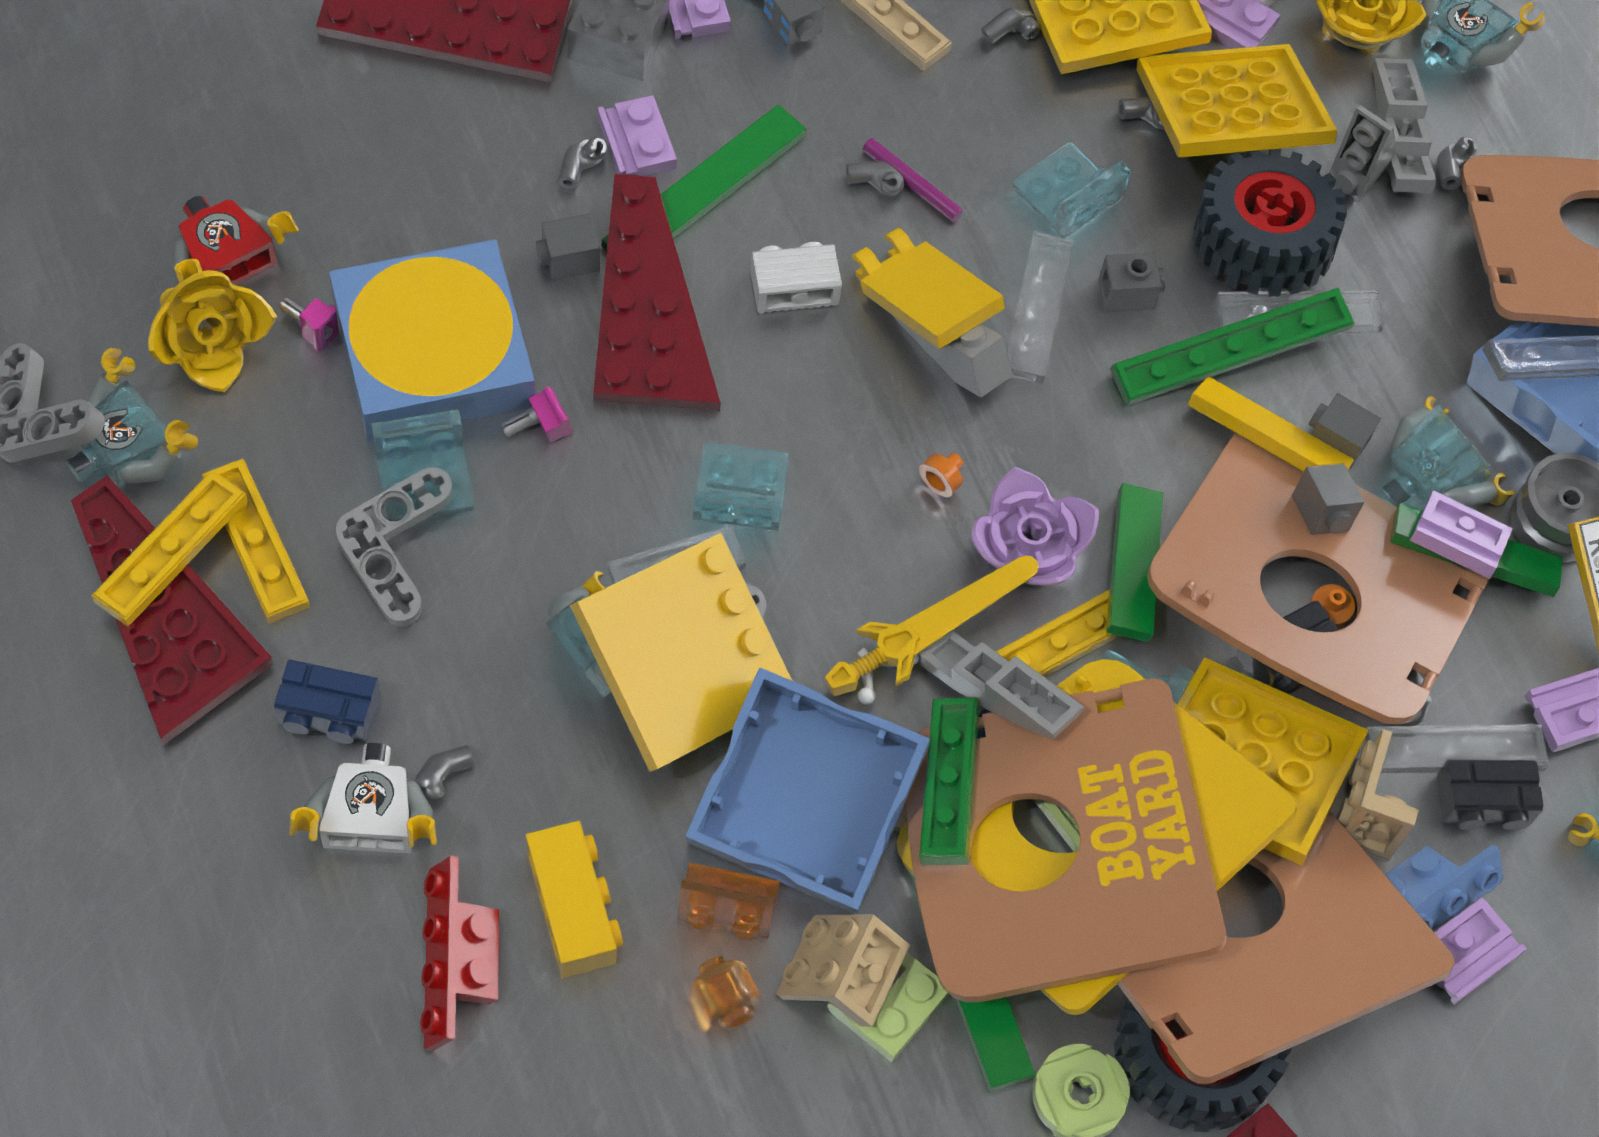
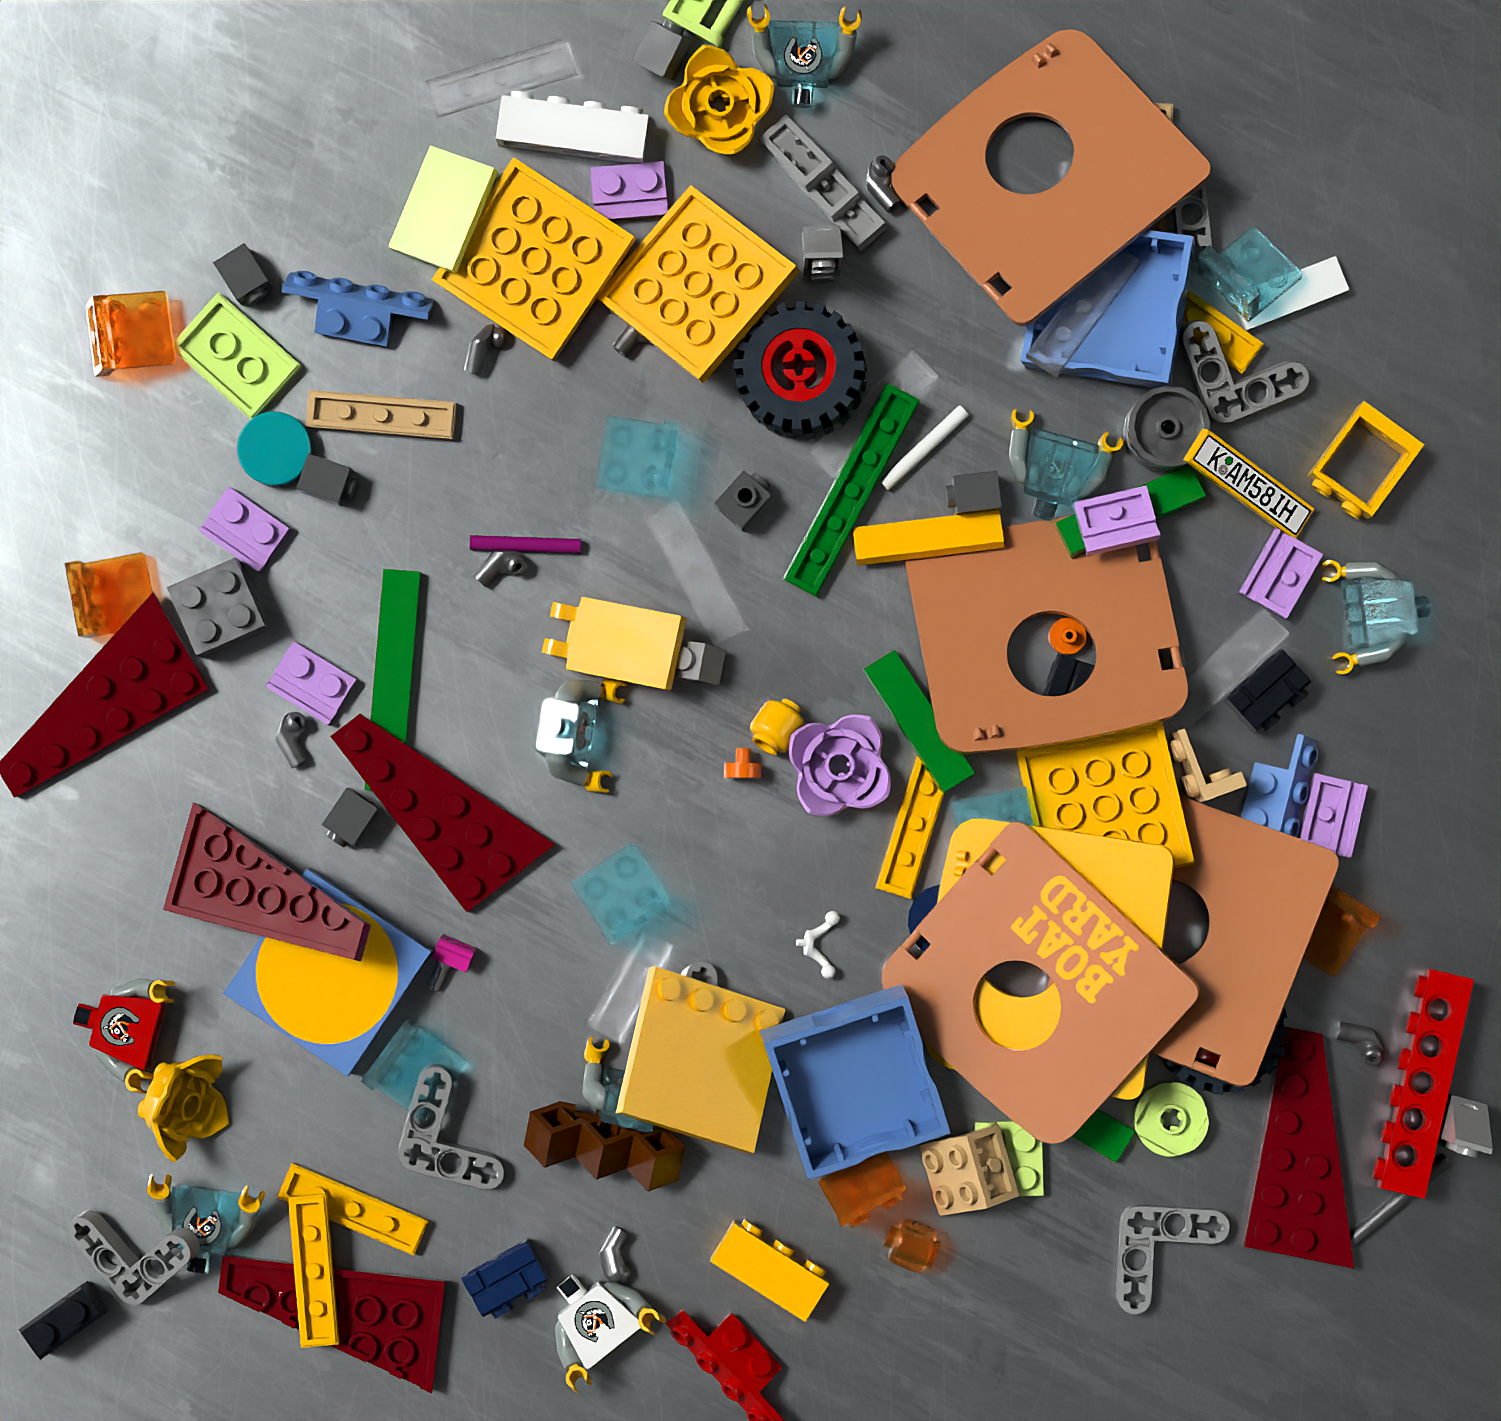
camera: 35 degrees left, 25 degrees up
(317, 321) = (240, 1027): dark pink piece -> none
(437, 222) = (245, 888): none -> dark red wing
(527, 660) = (562, 1133): none -> reddish brown brick
(795, 277) = (517, 703): white brick -> none
(819, 321) = (568, 730): none -> torso
(901, 642) = (828, 898): yellow sword -> none
(949, 781) = (934, 996): green tile -> none
(997, 458) = (775, 725): none -> yellow head
(1001, 685) = (911, 902): light grey slope -> none
(1324, 369) = (923, 448): none -> white bar
(1328, 498) = (1011, 571): dark grey brick -> none
(1391, 1047) = (1338, 931): none -> clear orange bracket

